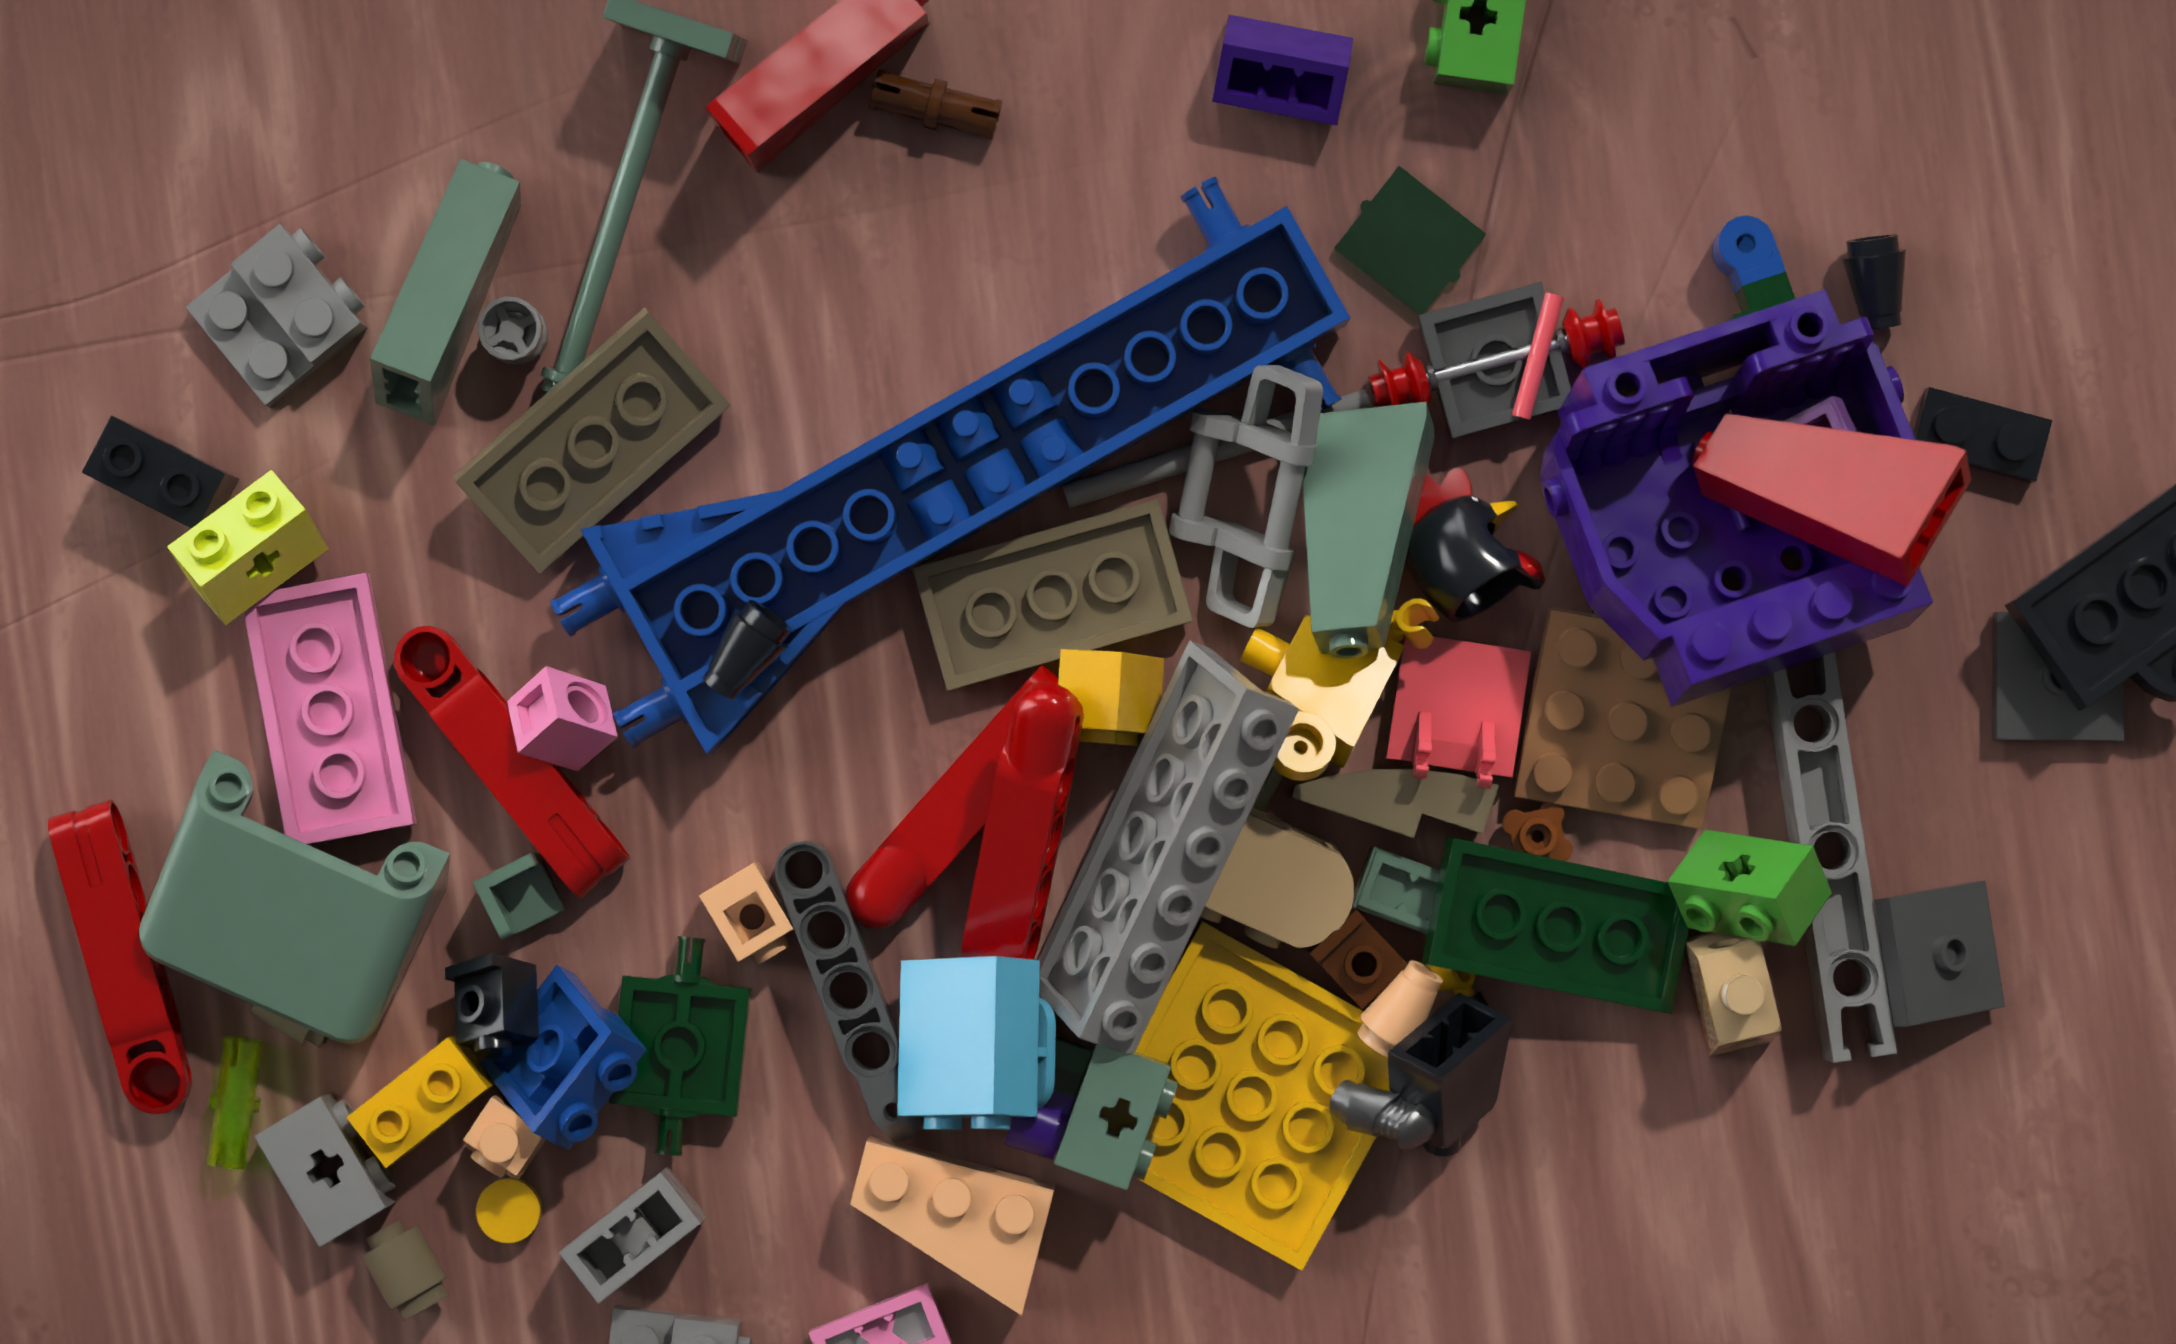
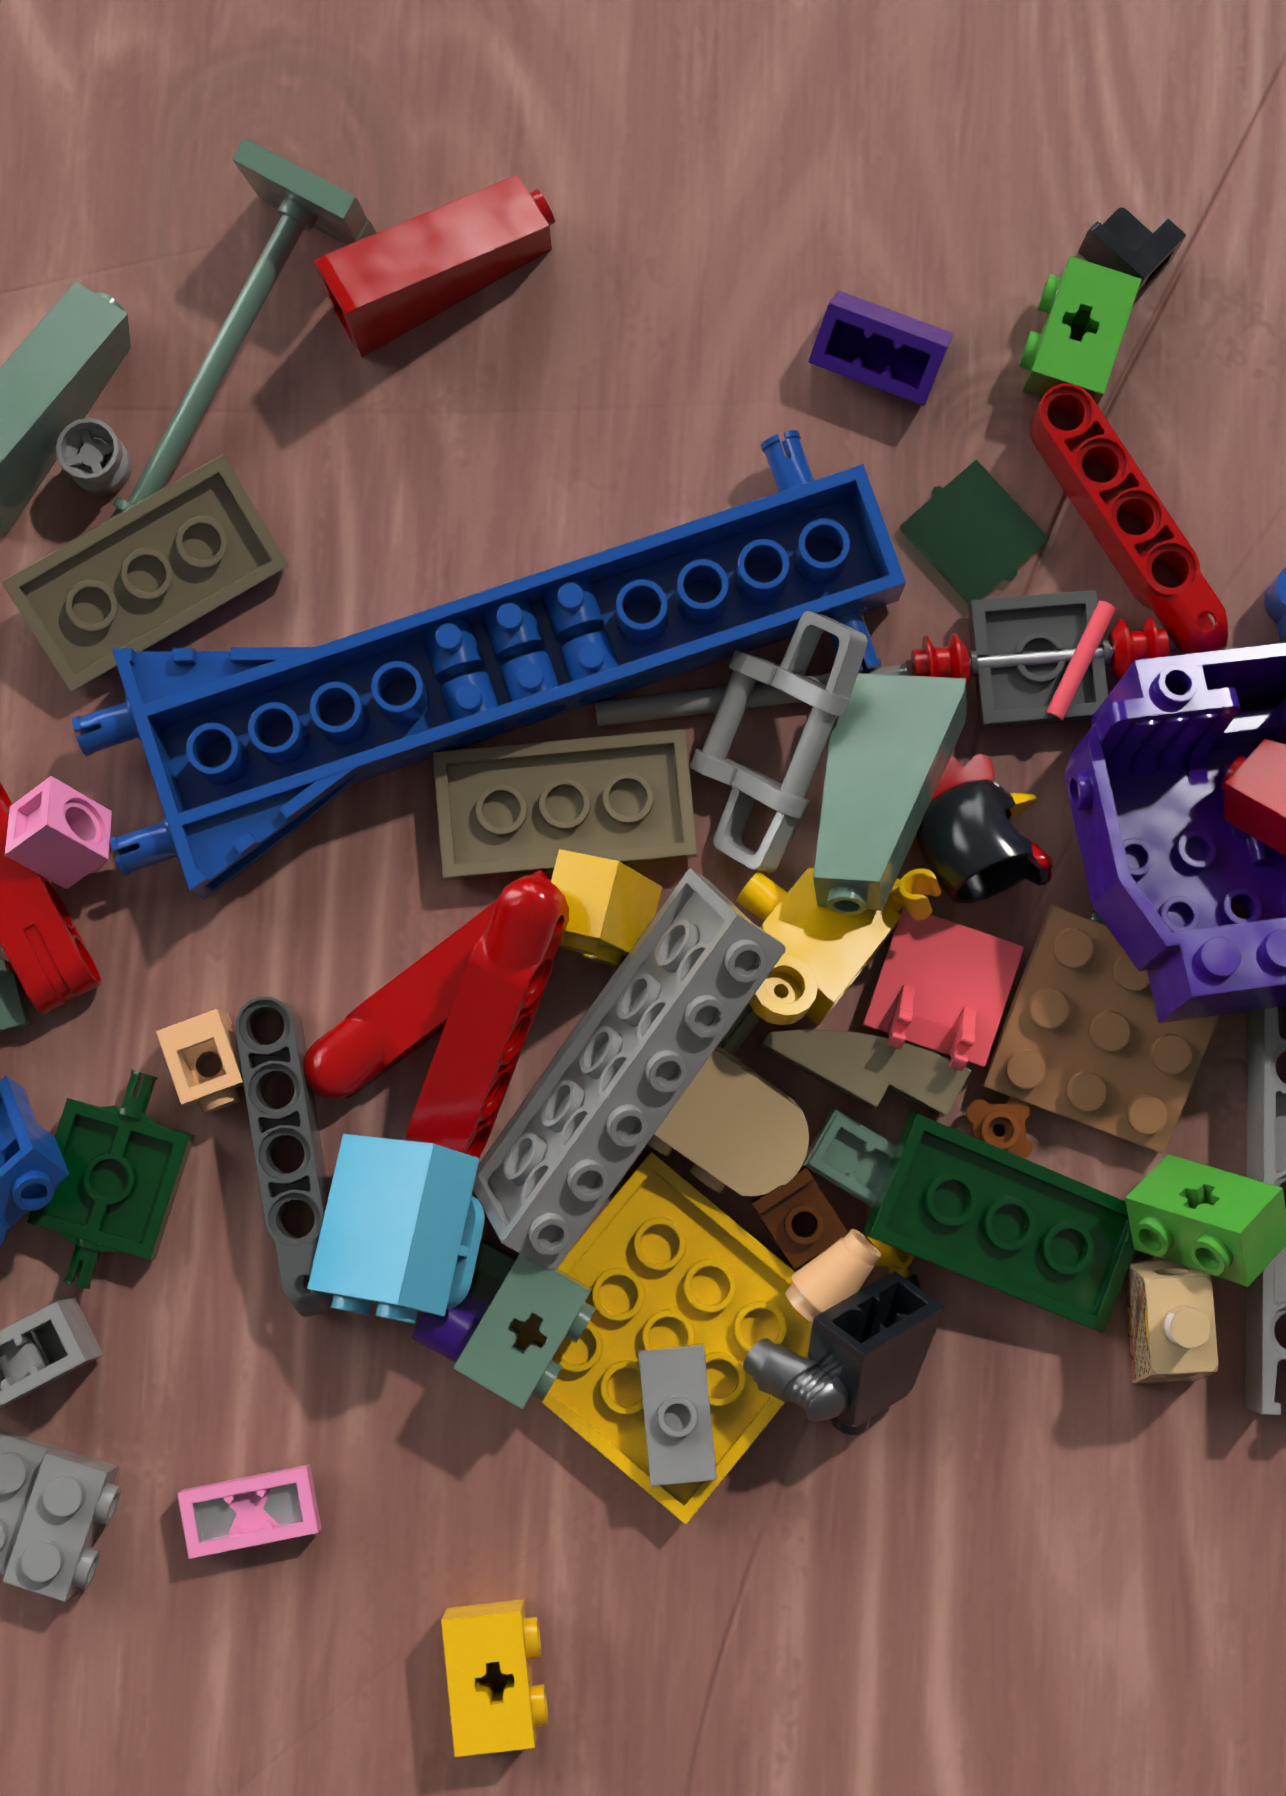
camera: 10 degrees right, 5 degrees down
(746, 648) = (247, 792): black cone -> none
(935, 104) = (542, 321): reddish brown pin -> none
(959, 1213) = (350, 1401): light nougat wedge -> none
(1274, 1168) = (677, 1415): none -> light grey plate
(1574, 239) = (1179, 609): none -> red piece

